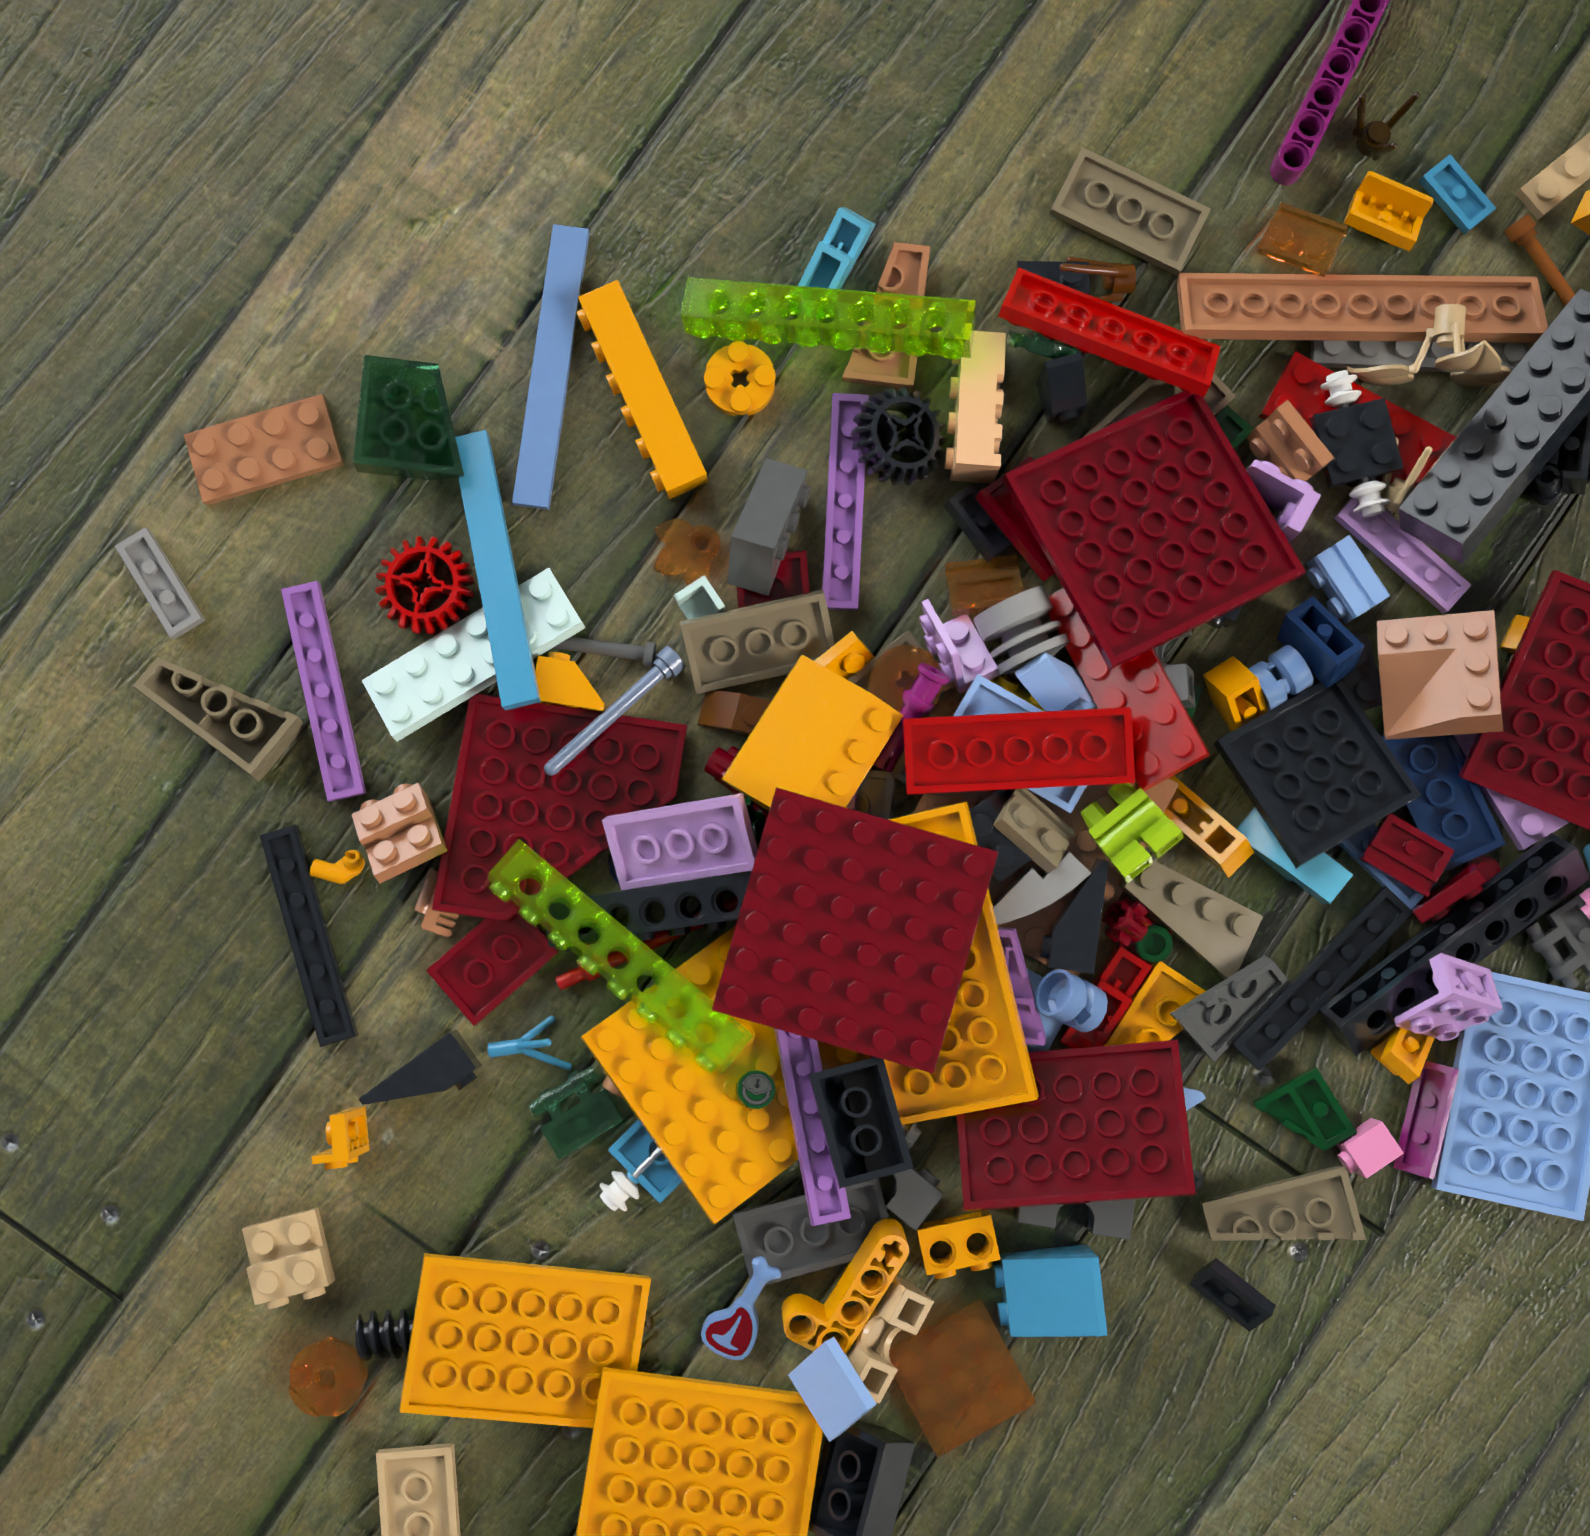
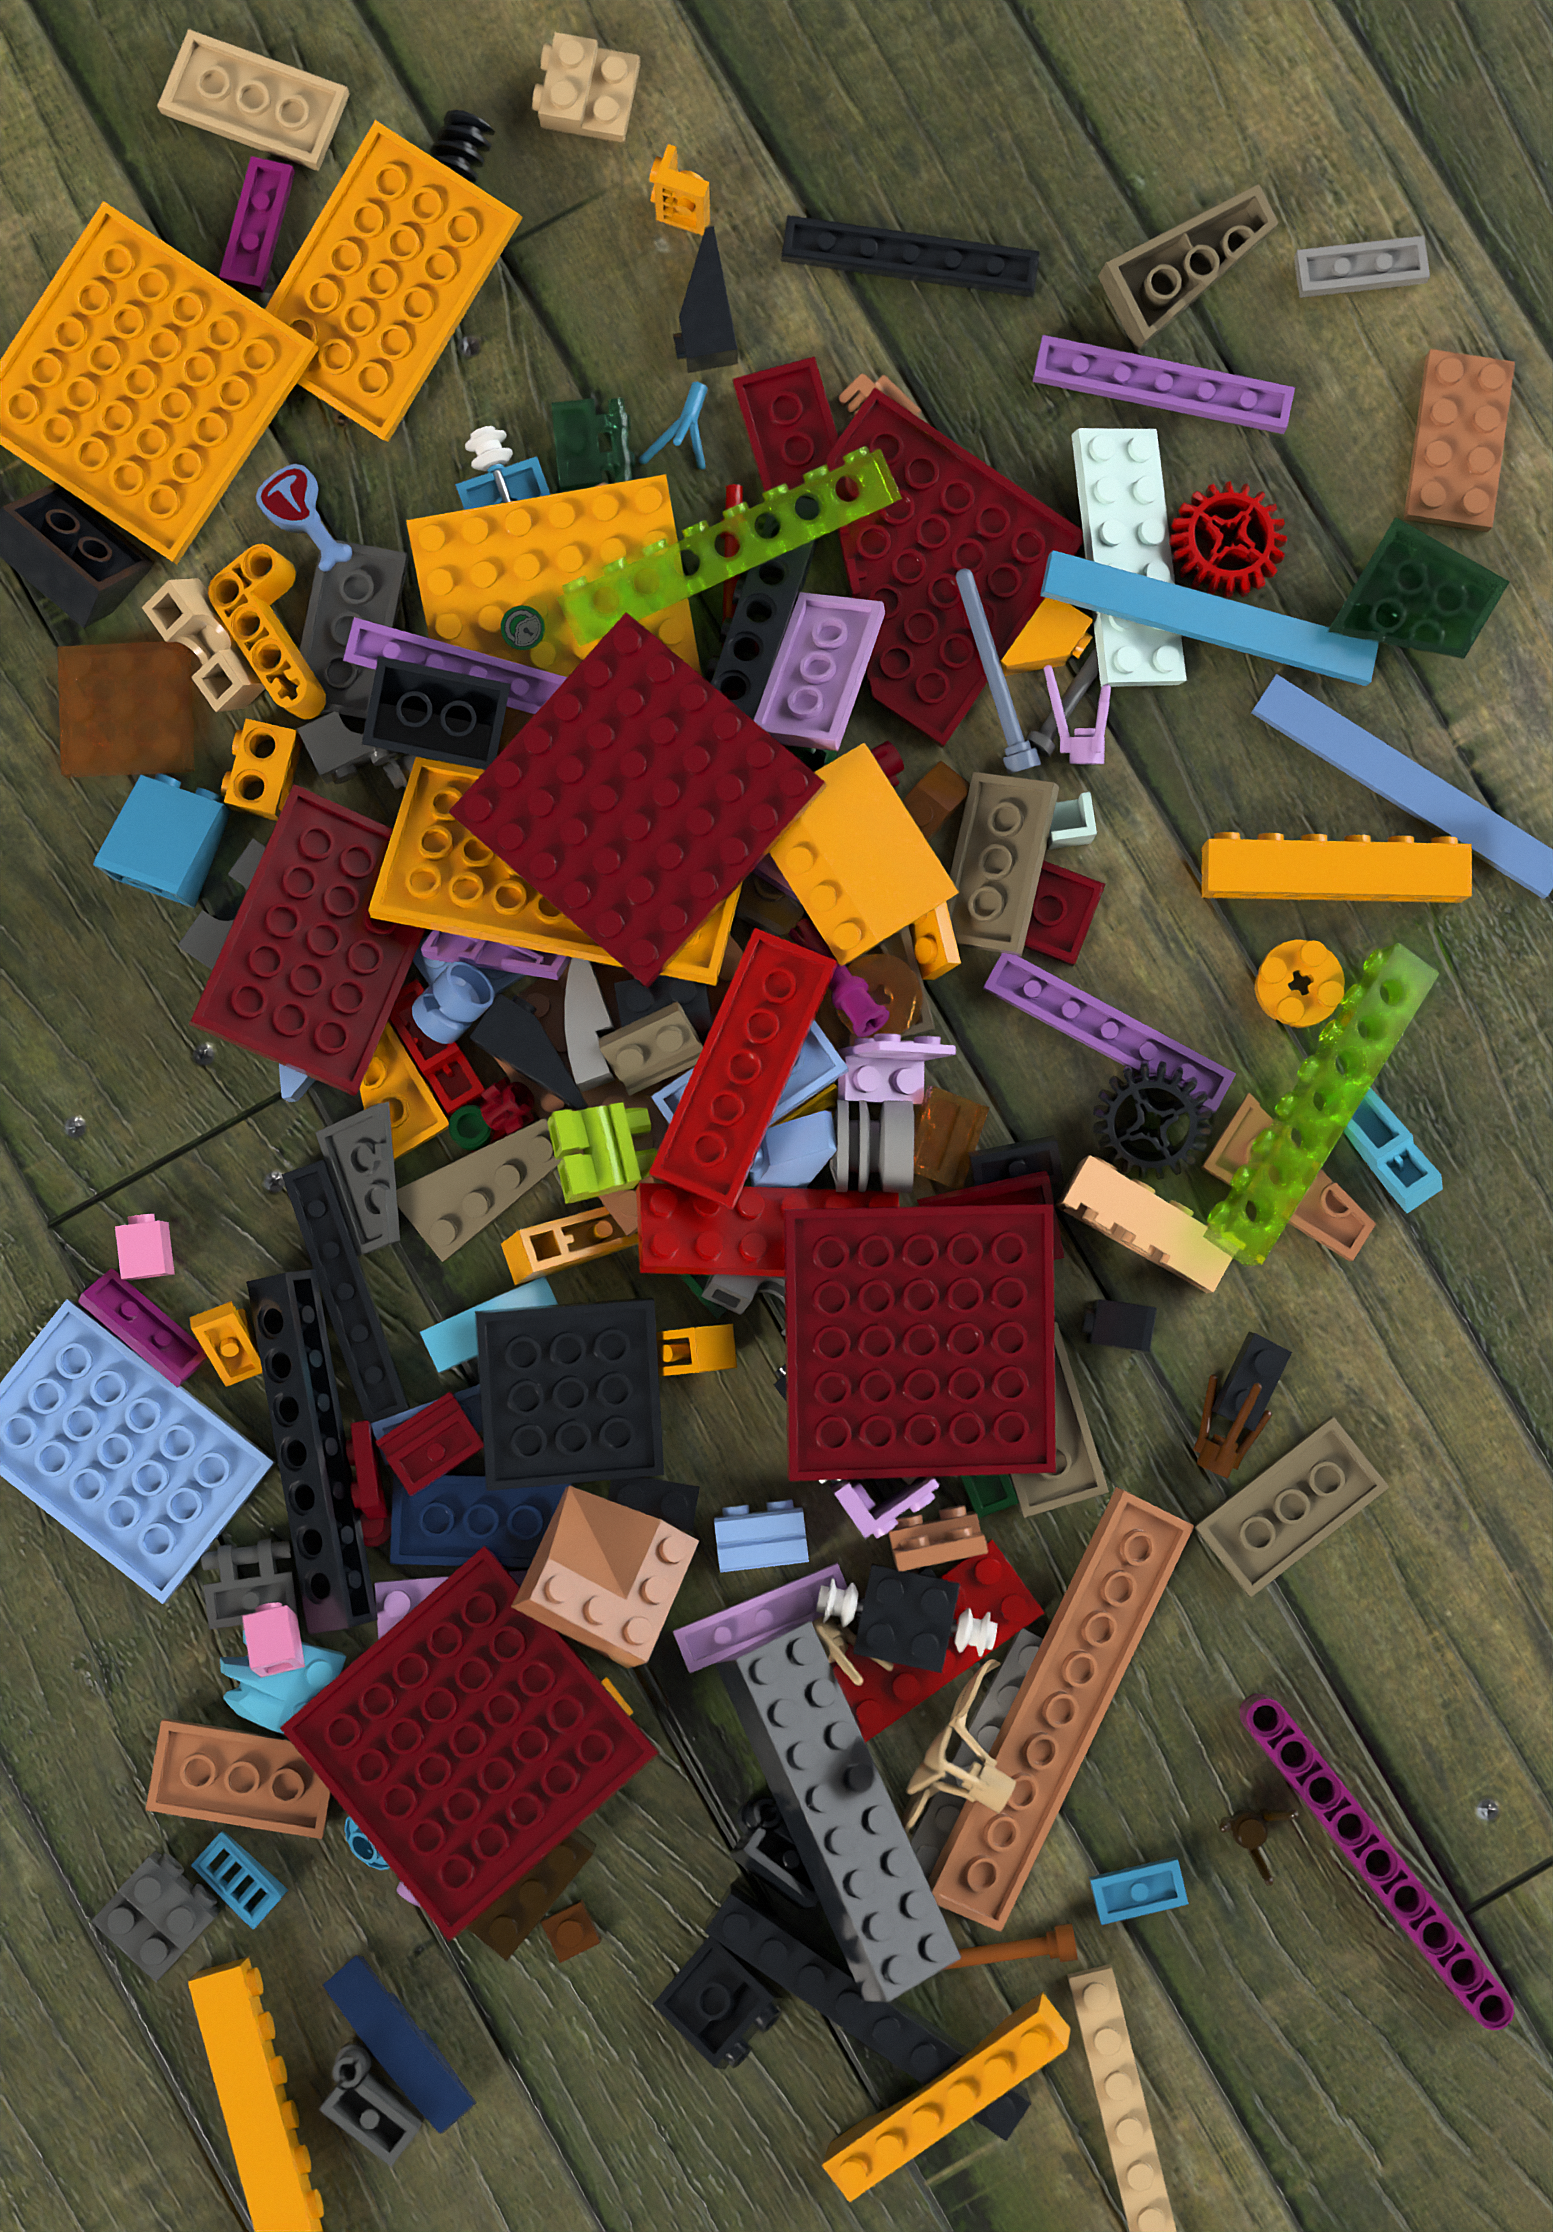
camera: 115 degrees right, 0 degrees up
(305, 1376) = (458, 52): clear orange plate -> none
(341, 871) = (961, 317): light orange arm -> none
(399, 831) = (974, 392): nougat plate -> none
(521, 1470) = (257, 224): none -> magenta plate
(633, 617) = (1088, 744): none -> lavender plant
(681, 553) = (1136, 831): clear orange plate -> none
(766, 525) = (1121, 928): dark grey wedge -> none
(832, 1389) = (180, 563): light blue tile -> none
(1039, 344) = (1181, 1324): clear green plate -> none
(1110, 332) = (1159, 1403): red plate -> none
(1232, 1294) = (67, 1030): black plate -> none
(1282, 675) = (694, 1420): medium blue wheel -> none
(1299, 1207) = (124, 1133): dark tan wing -> none
(1302, 239) = (1167, 1685): clear orange plate -> none
(1308, 1109) = (216, 1209): dark green wing -> none
(1321, 641) = (706, 1467): dark blue brick -> none
(1388, 210) = (1154, 1798): light orange bracket -> none
(1464, 999) = (251, 1419): lavender bracket -> none

